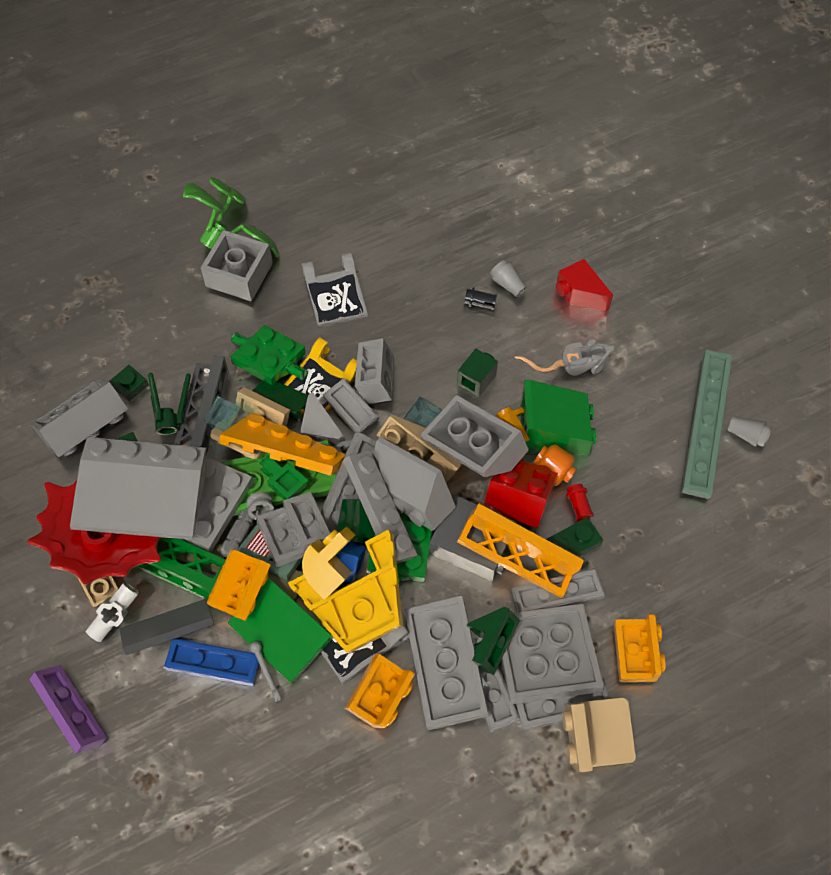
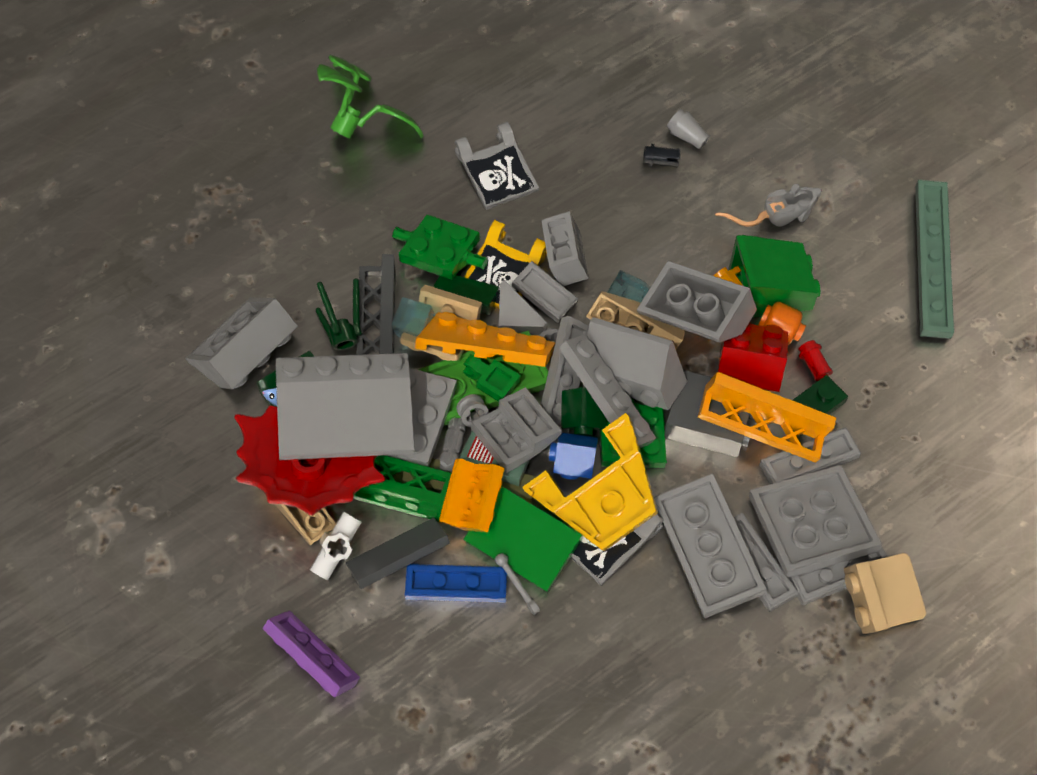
camera: 10 degrees left, 0 degrees up
(129, 382) = (289, 296): dark green plate -> none
(237, 265) = (382, 151): light grey brick -> none
(322, 566) = (559, 463): yellow brick -> none
(380, 692) = (646, 586): light orange bracket -> none
(477, 372) = (676, 236): dark green brick -> none
(497, 631) = (758, 506): dark green slope -> none
(583, 287) = (772, 128): red slope -> none
(639, 649) = (909, 503): light orange bracket -> none
(750, 430) = (981, 260): light grey cone -> none

